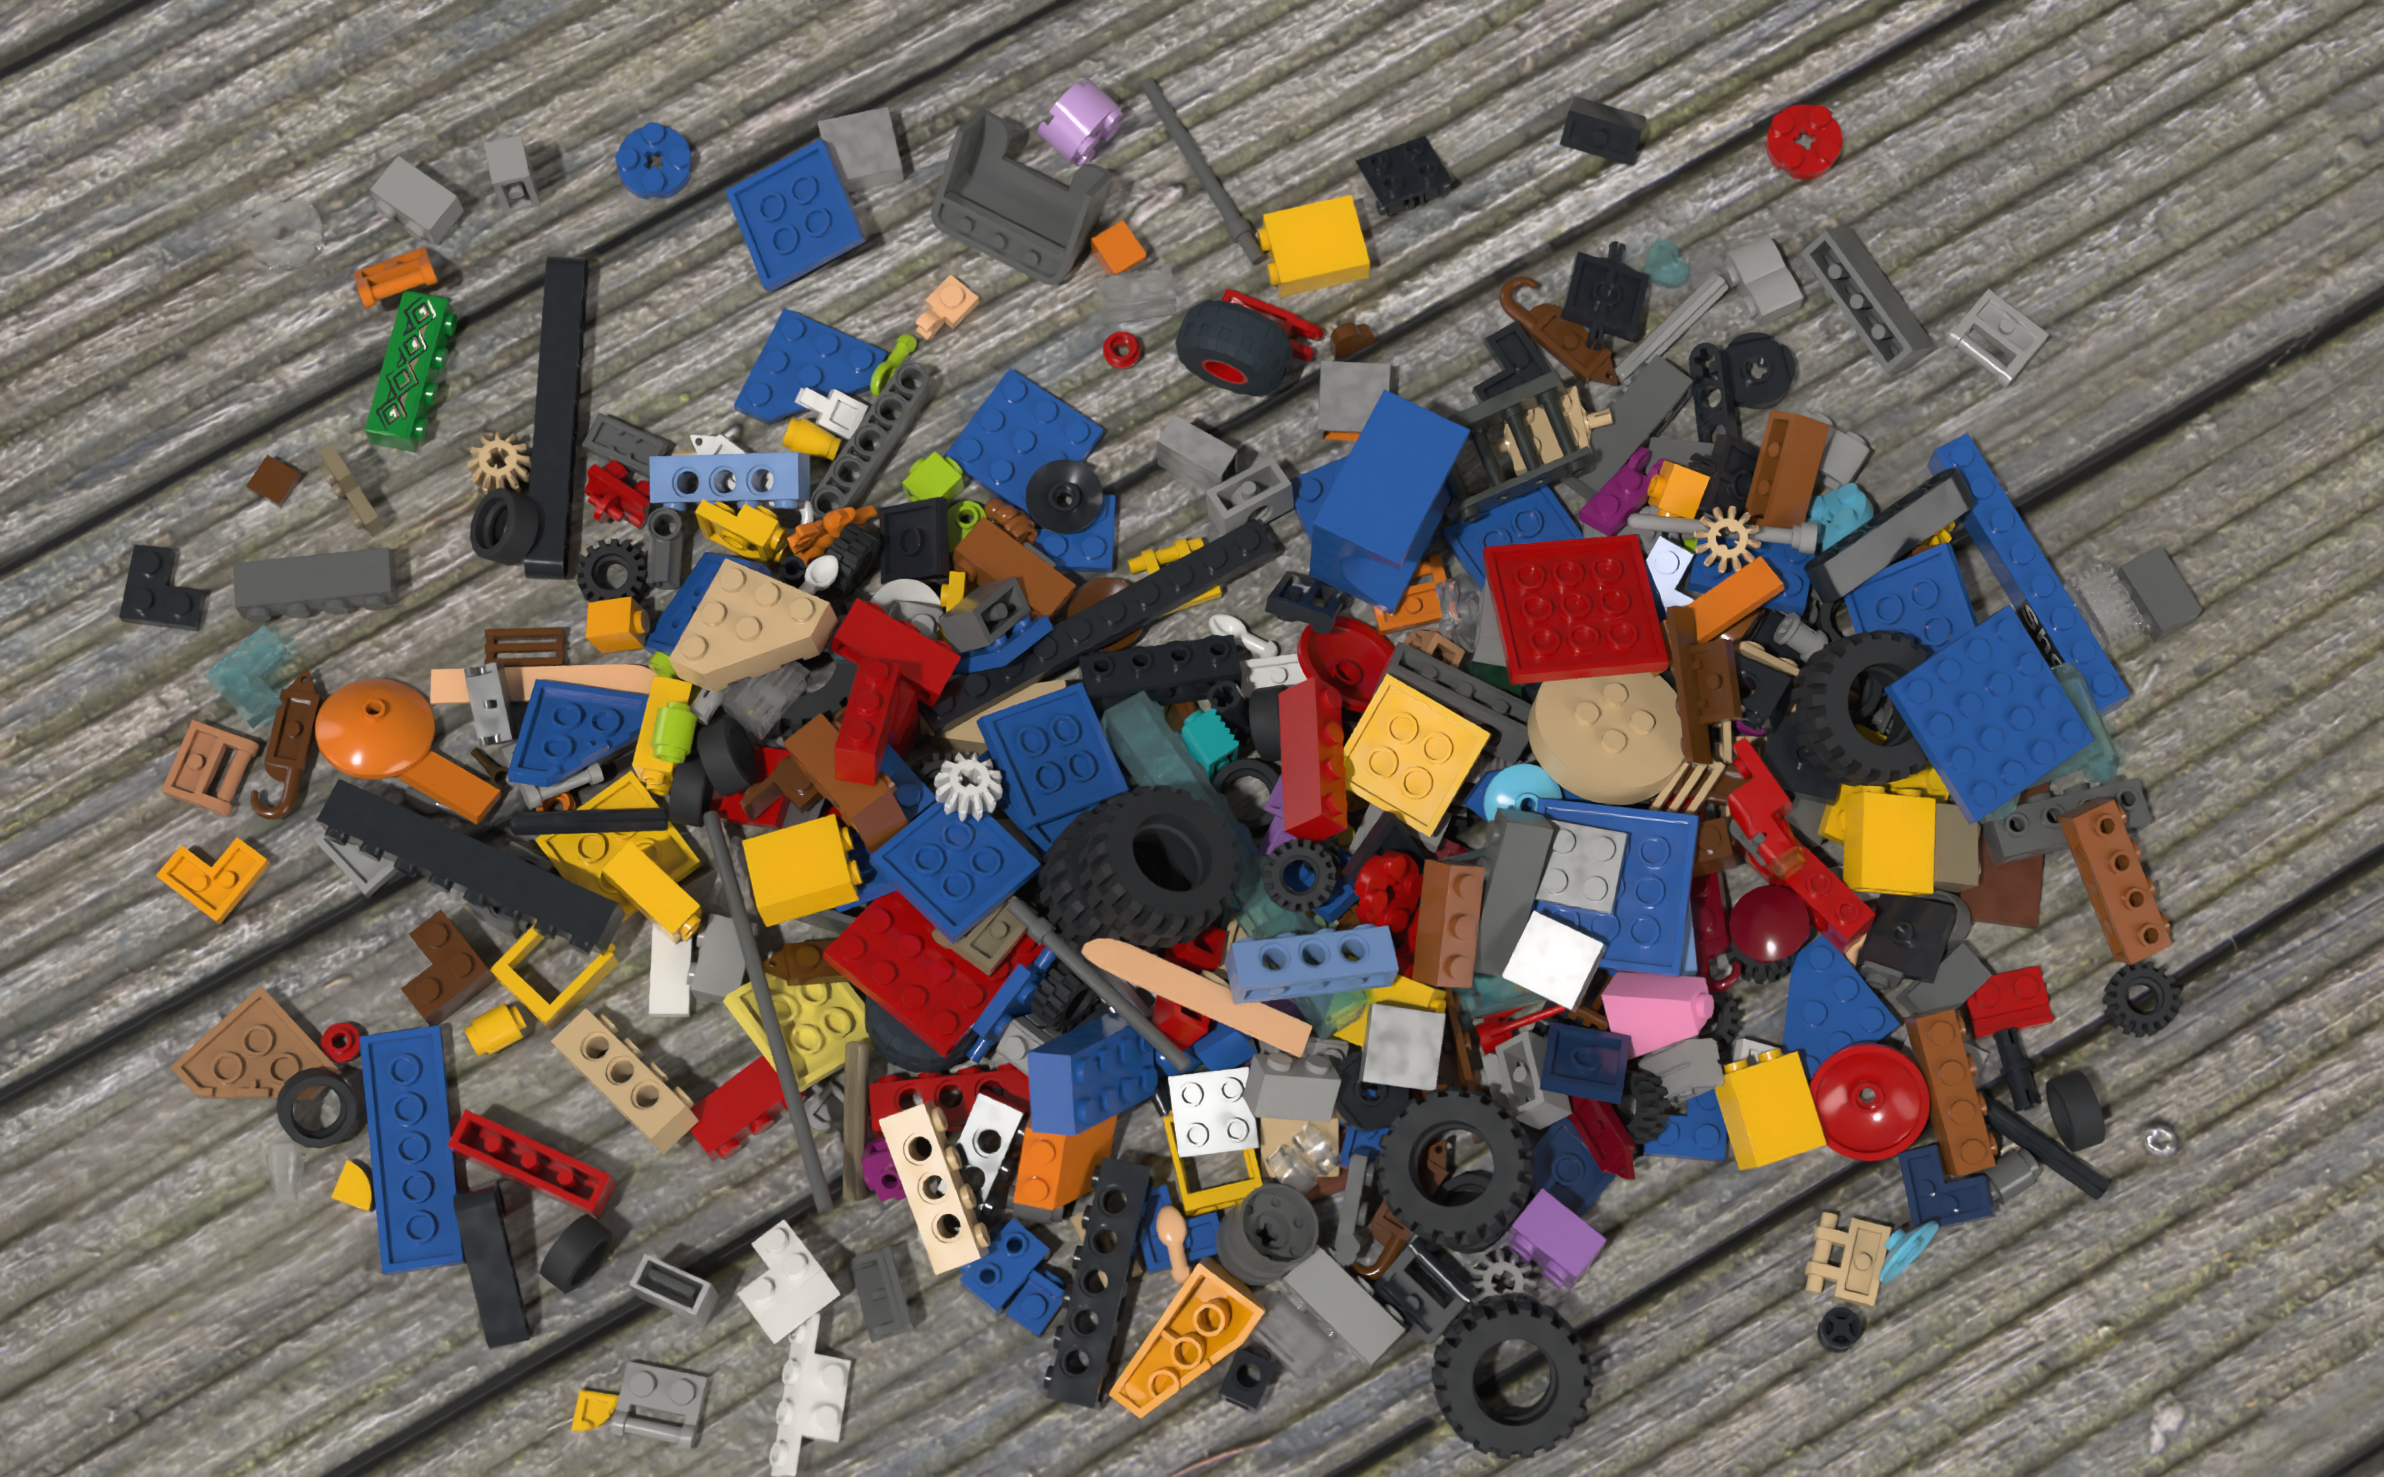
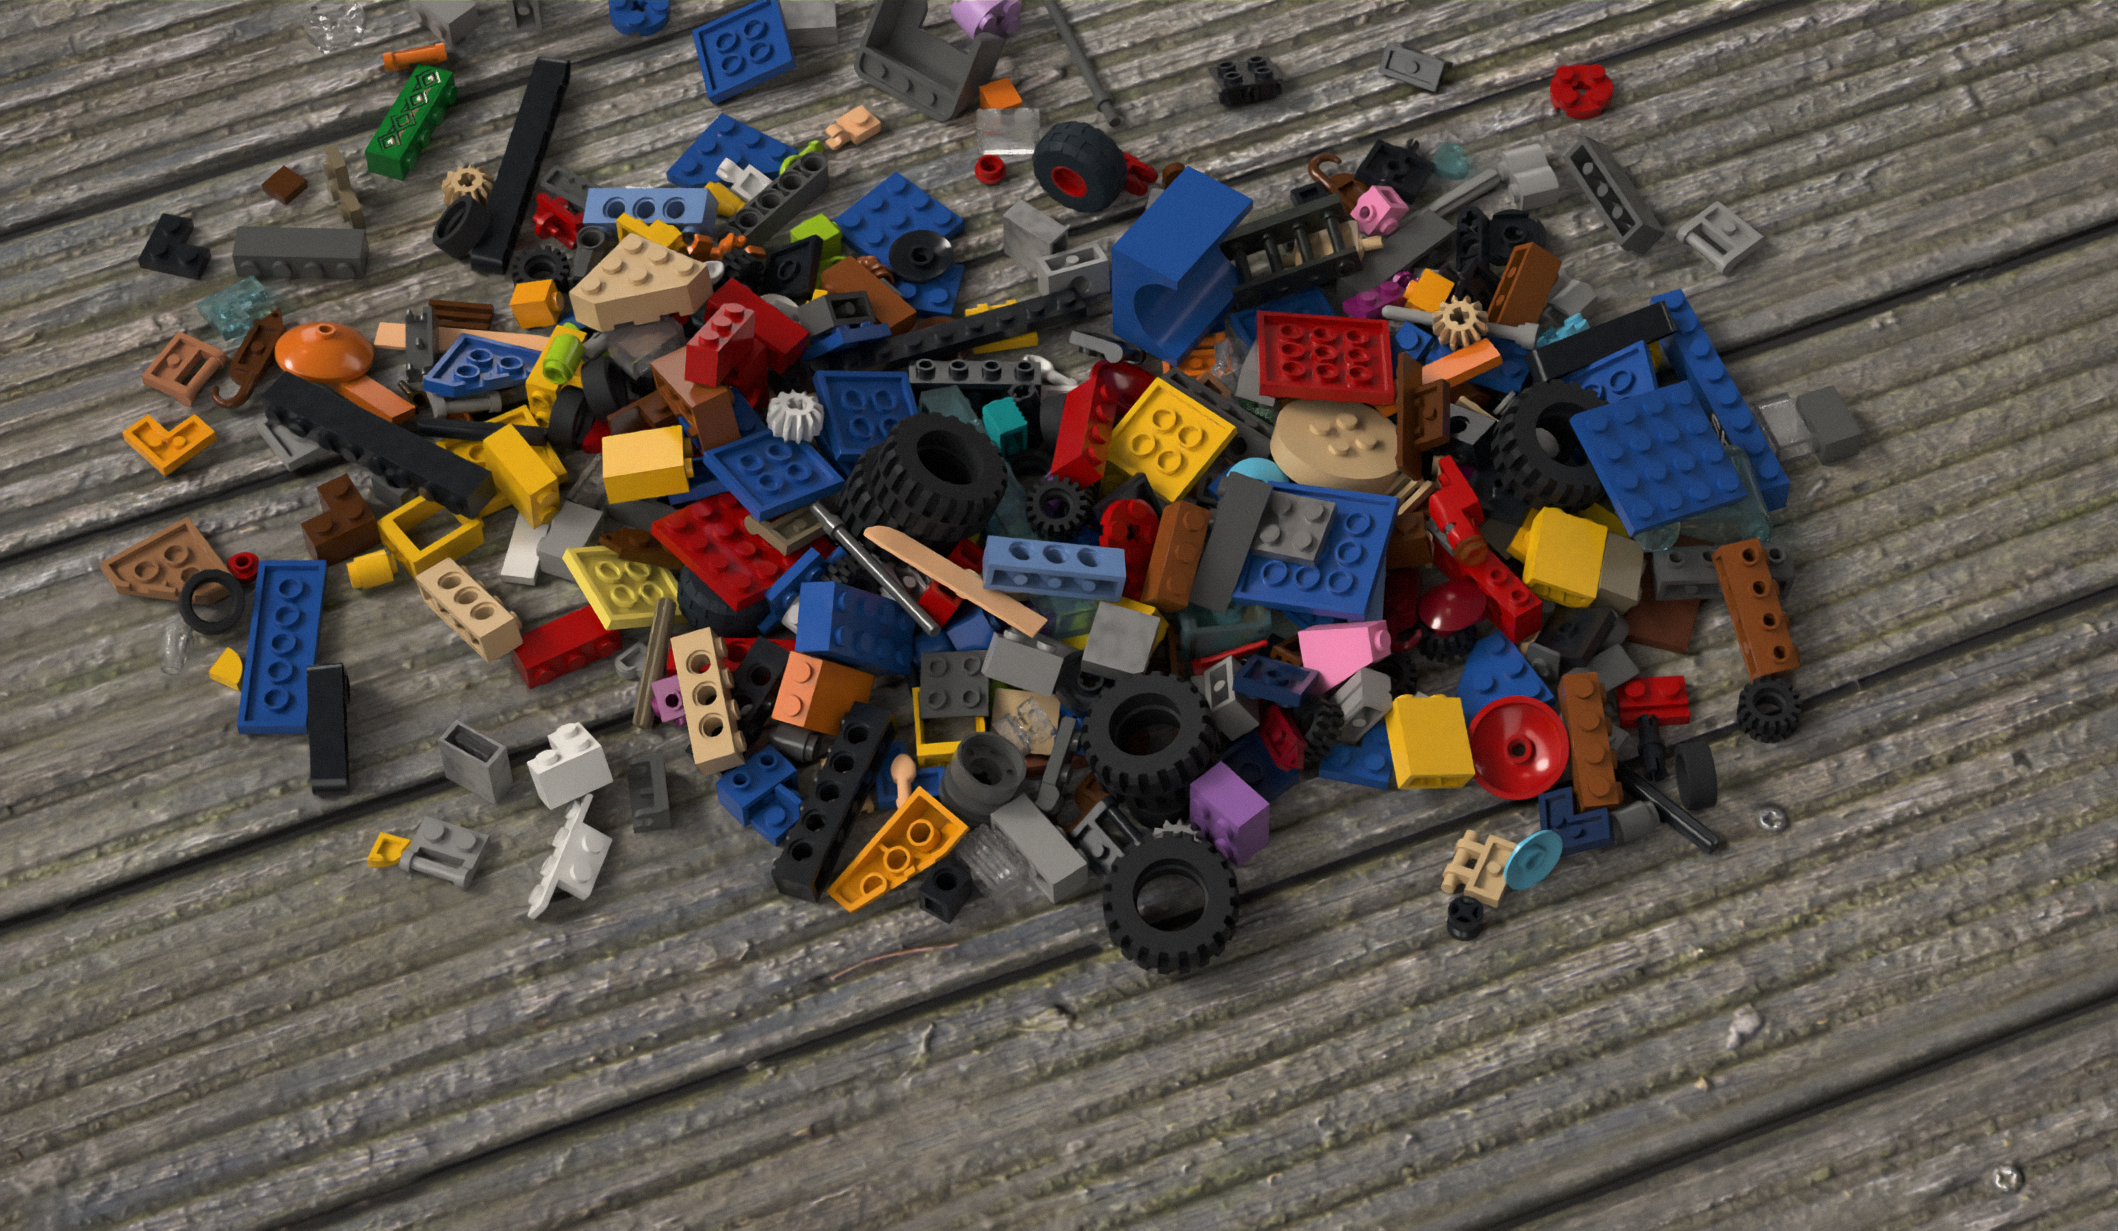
camera: 10 degrees right, 20 degrees down
(532, 1164) = (379, 662): red brick -> none
(576, 1253) = (388, 719): black tyre -> none
(768, 1013) = (597, 567): dark grey piece -> none
(1314, 246) = (1161, 116): yellow brick -> none
(1554, 961) = (1260, 595): piece -> none
(1600, 369) = (1379, 211): none -> bright pink brick

